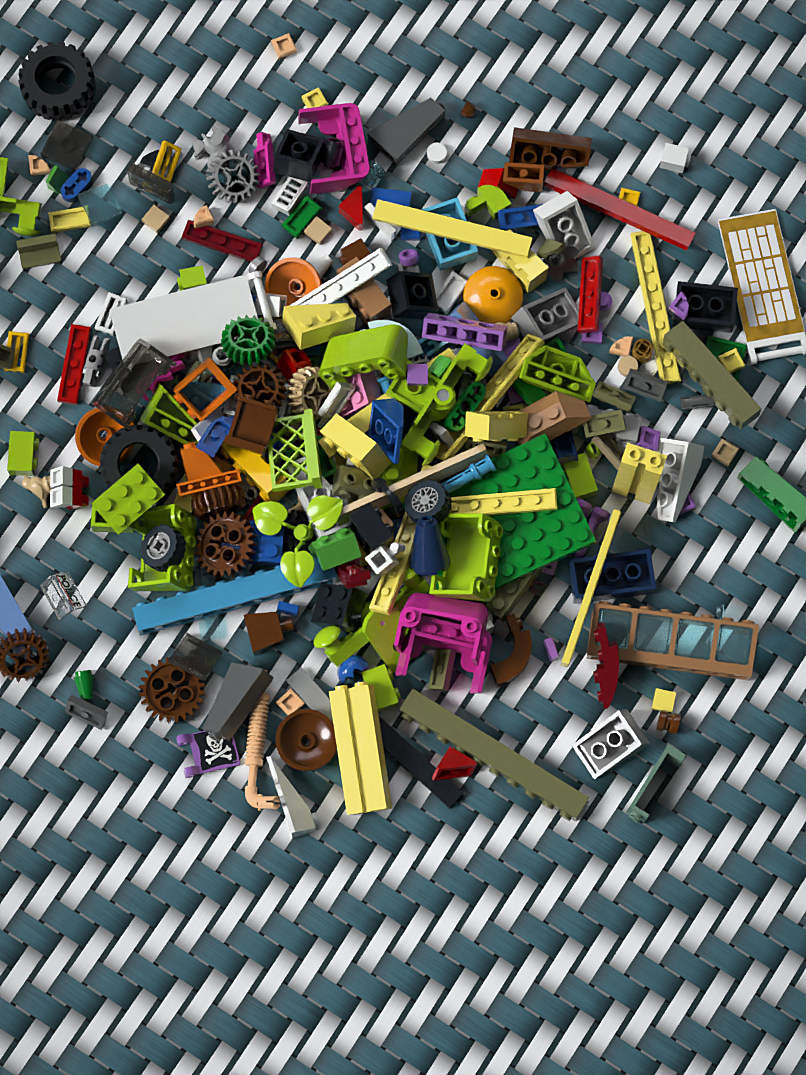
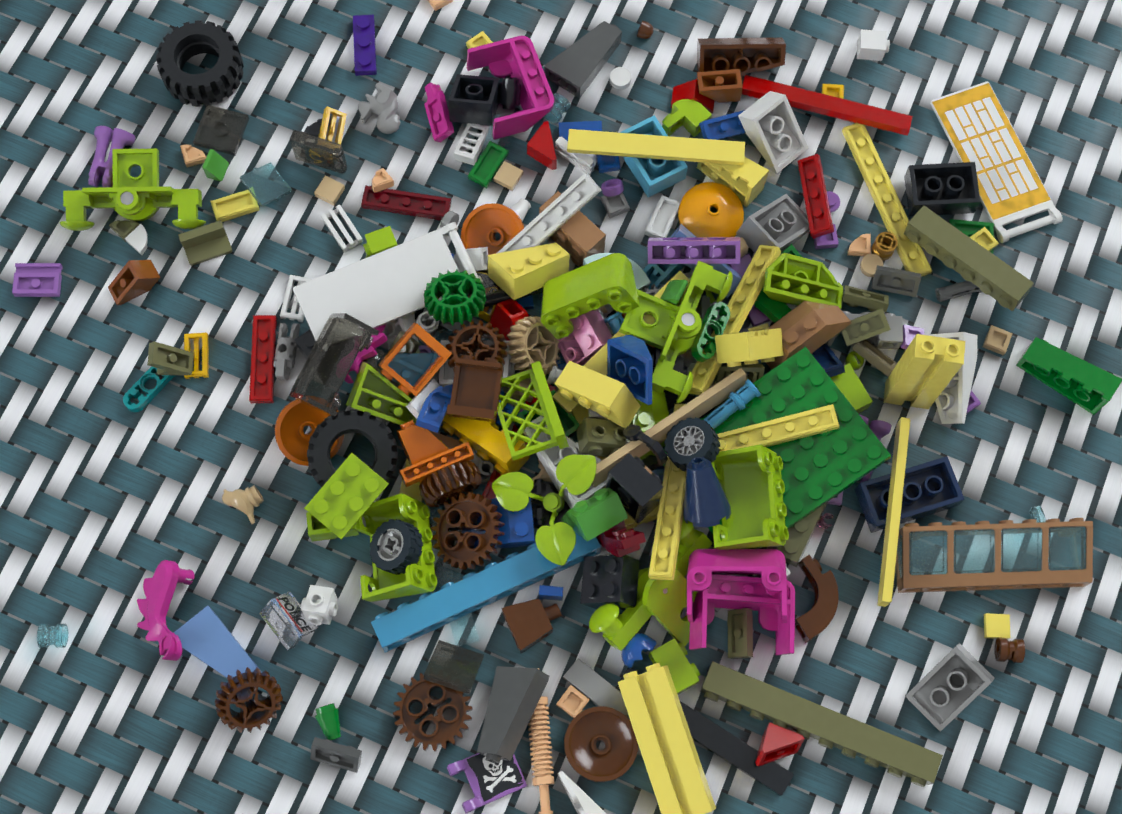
camera: 10 degrees left, 5 degrees down
(22, 453) = (218, 466): lime brick -> none
(68, 488) = (275, 496): white hips -> none
(73, 182) = (234, 167): blue beam -> none
(91, 586) = (320, 605): none -> white brick
(155, 241) = (333, 214): none -> white tile
(208, 83) = (364, 45): none -> dark purple plate
(241, 181) = (398, 129): light grey gear -> none
(336, 399) = (564, 347): white tile -> none
(355, 249) = (547, 190): reddish brown brick -> none
(384, 558) = (655, 516): white brick -> none
(412, 295) = (625, 224): black brick -> none
(417, 374) = (651, 304): medium lavender tile -> none
(441, 434) = (691, 364): light grey tile -> none
(550, 247) = (764, 151): olive tile -> none
(551, 649) = (858, 589): medium lavender tile -> none
(562, 263) = (779, 167): dark grey plate -> none
(606, 672) = (931, 605): dark red slope -> none
(672, 756) = (1020, 689): sand green panel -> none
(680, 306) = (918, 190): medium lavender tile -> none

